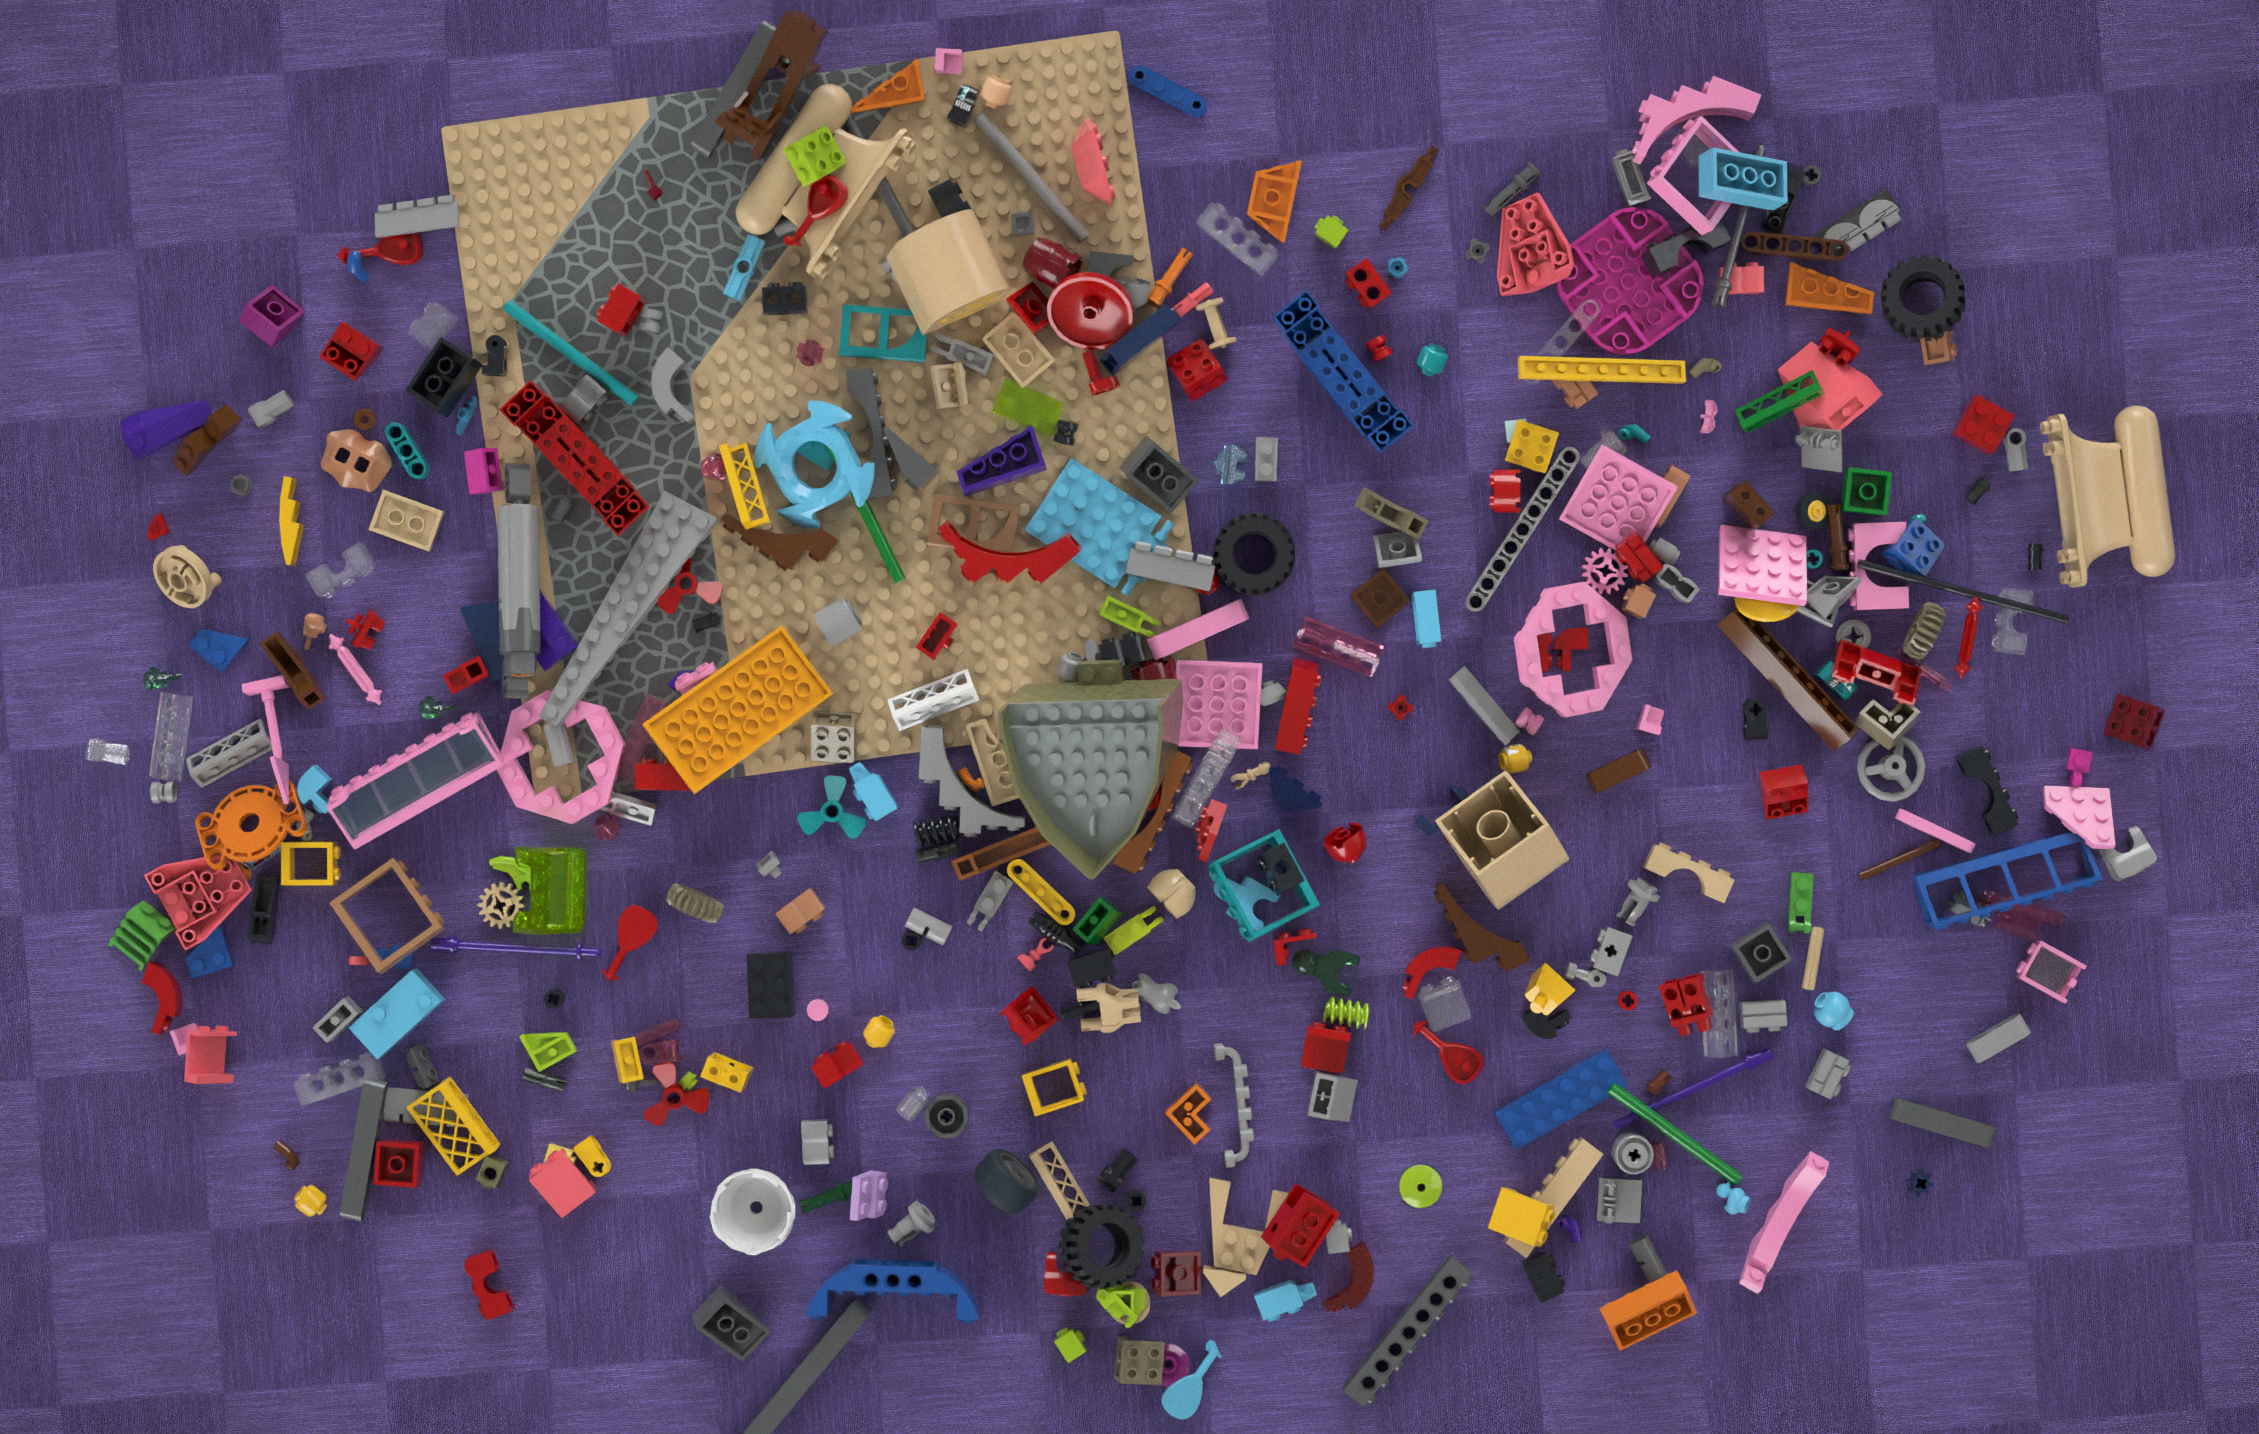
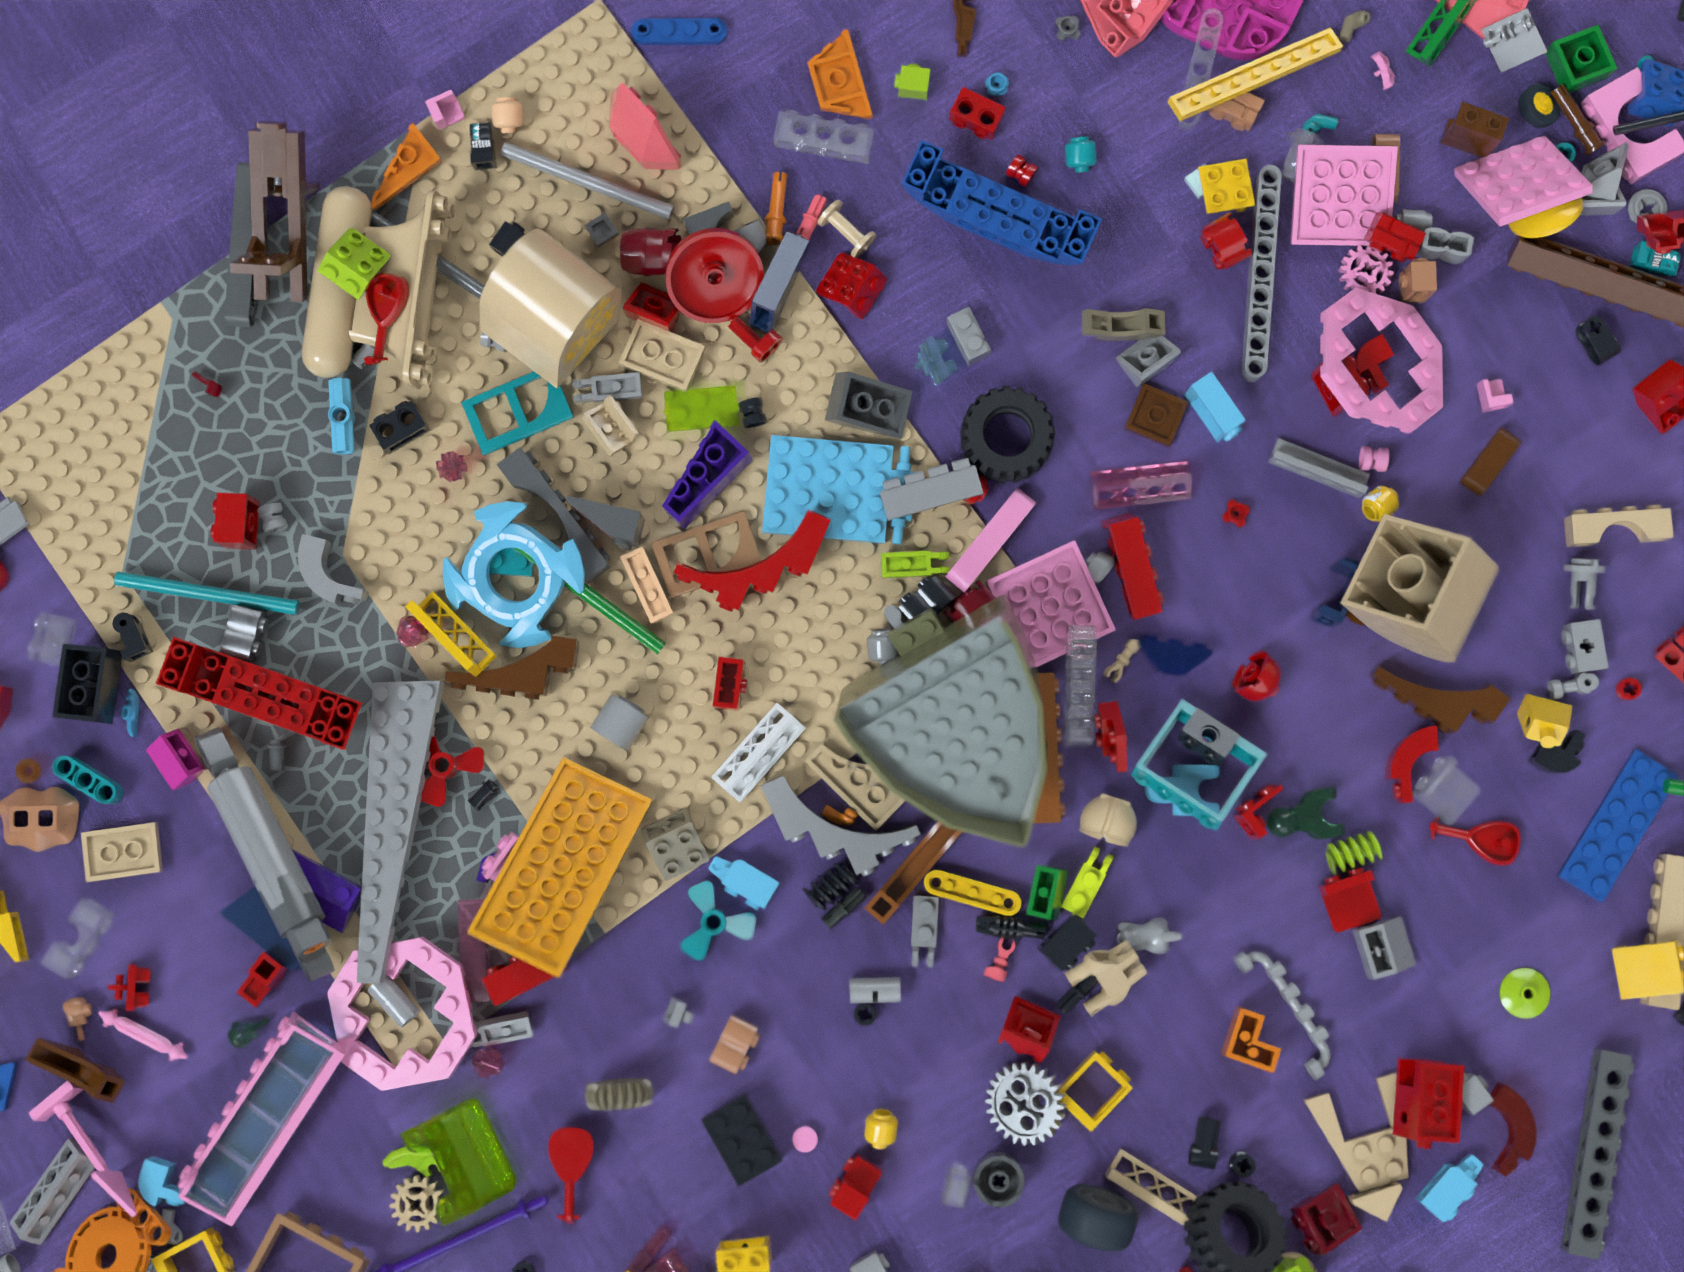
camera: 15 degrees left, 5 degrees down
(914, 525) = (647, 585): none -> light nougat plate
(997, 1070) = (1035, 1084): none -> light grey gear

